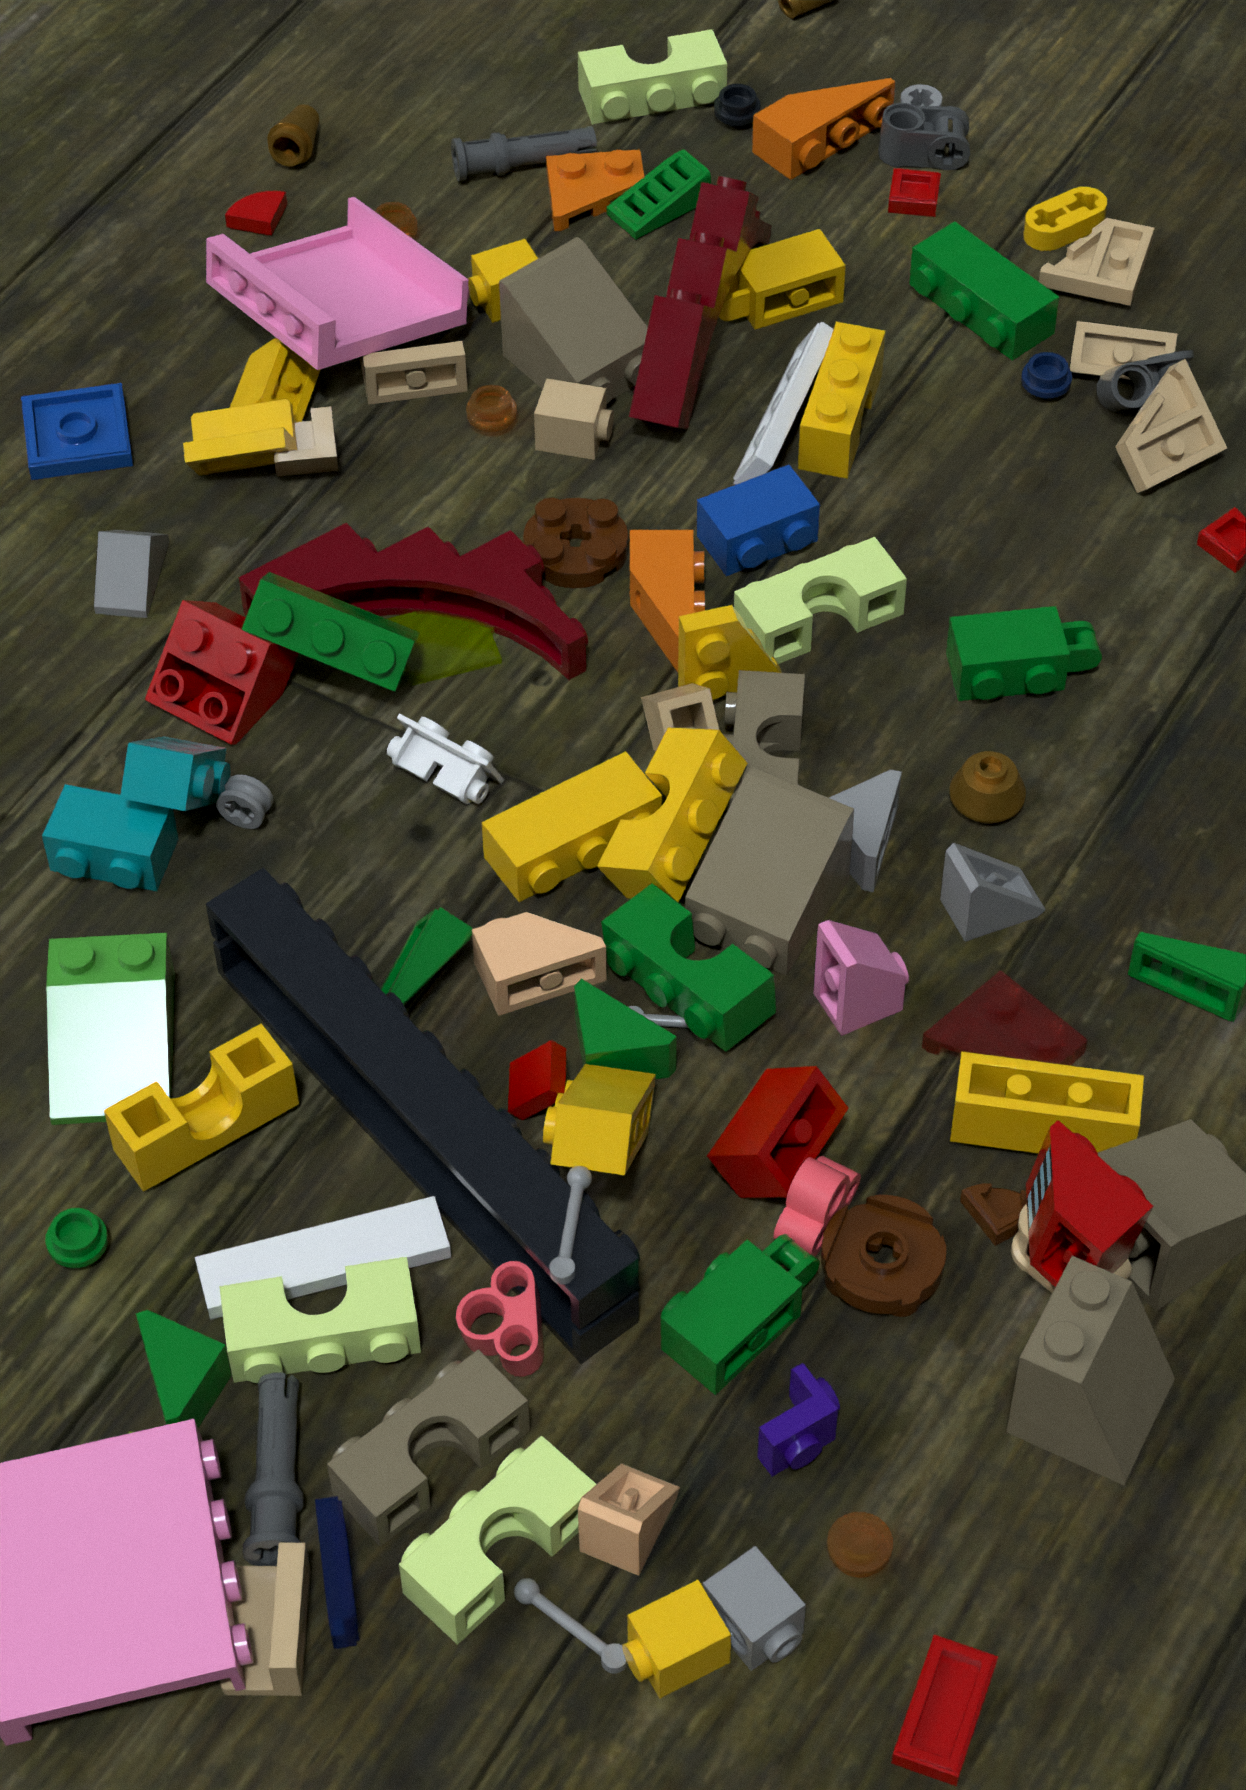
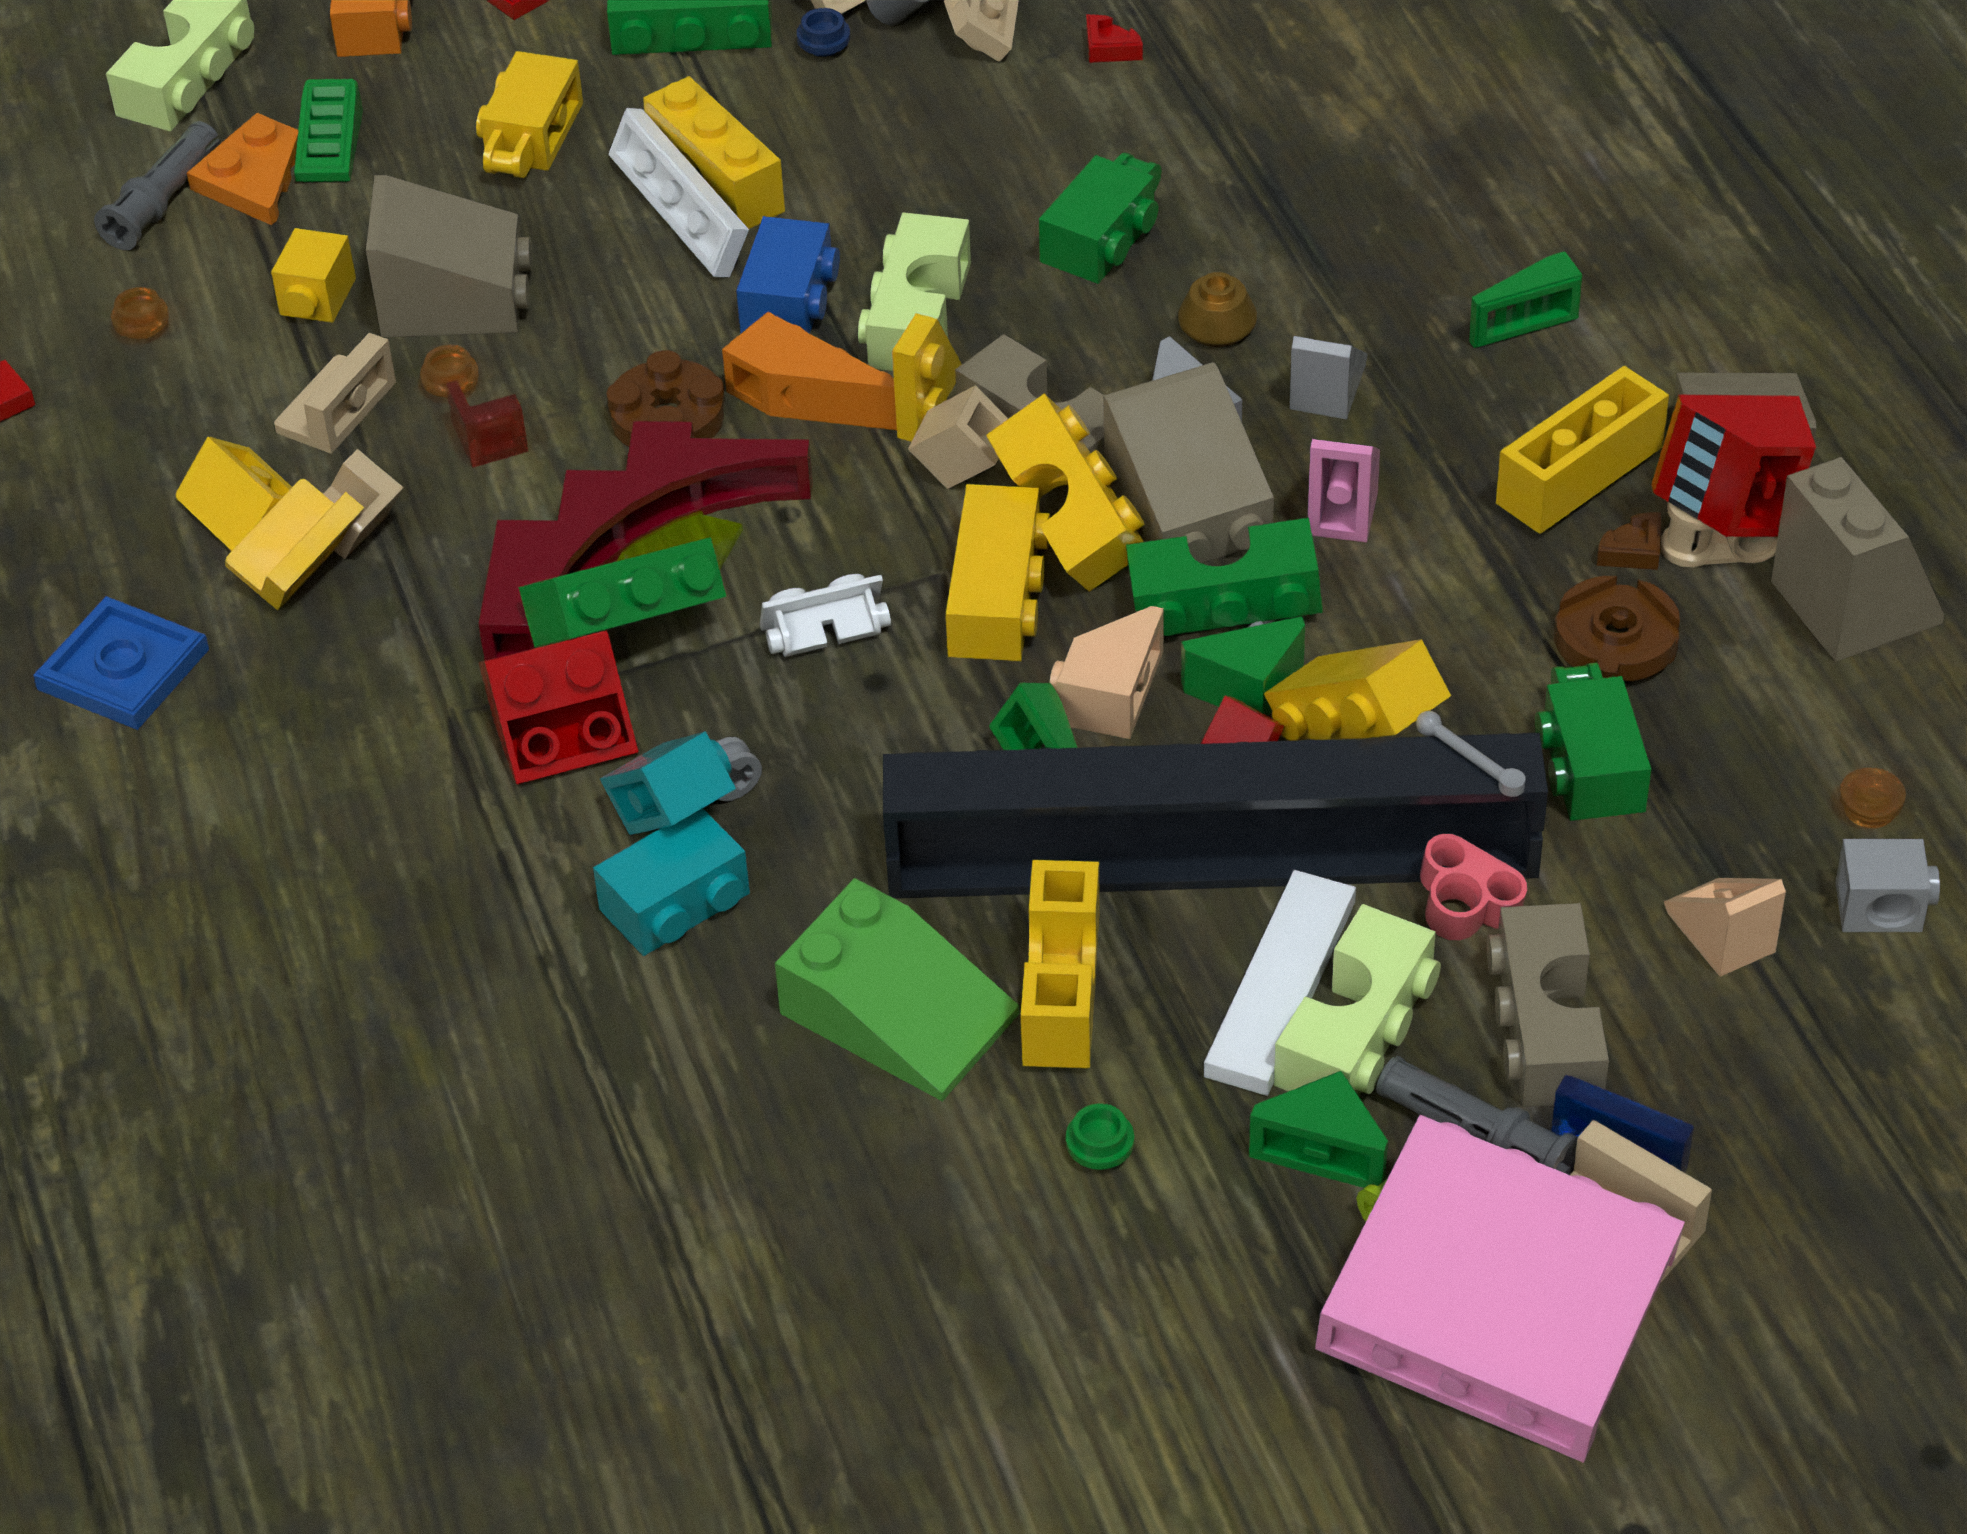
camera: 50 degrees left, 5 degrees down
(128, 571) = (352, 710): light grey slope -> none
(341, 288) = (198, 372): bright pink panel -> none
(452, 462) = (487, 429): none -> clear red panel
(530, 1498) = (1686, 1051): yellowish green arch -> none
(572, 419) = (531, 325): tan brick -> none
(612, 1655) = (1842, 1007): light grey hinge -> none
(677, 1639) = (1873, 946): yellow brick -> none
(699, 281) = (511, 139): dark red arch -> none
(736, 105) = (280, 28): black plate -> none
(776, 1130) = (1452, 612): red brick -> none
(805, 1429) = (1734, 749): dark purple bracket -> none
(813, 1198) = (1532, 636): coral piece -> none
(1006, 1023) = (1463, 440): clear red wing -> none

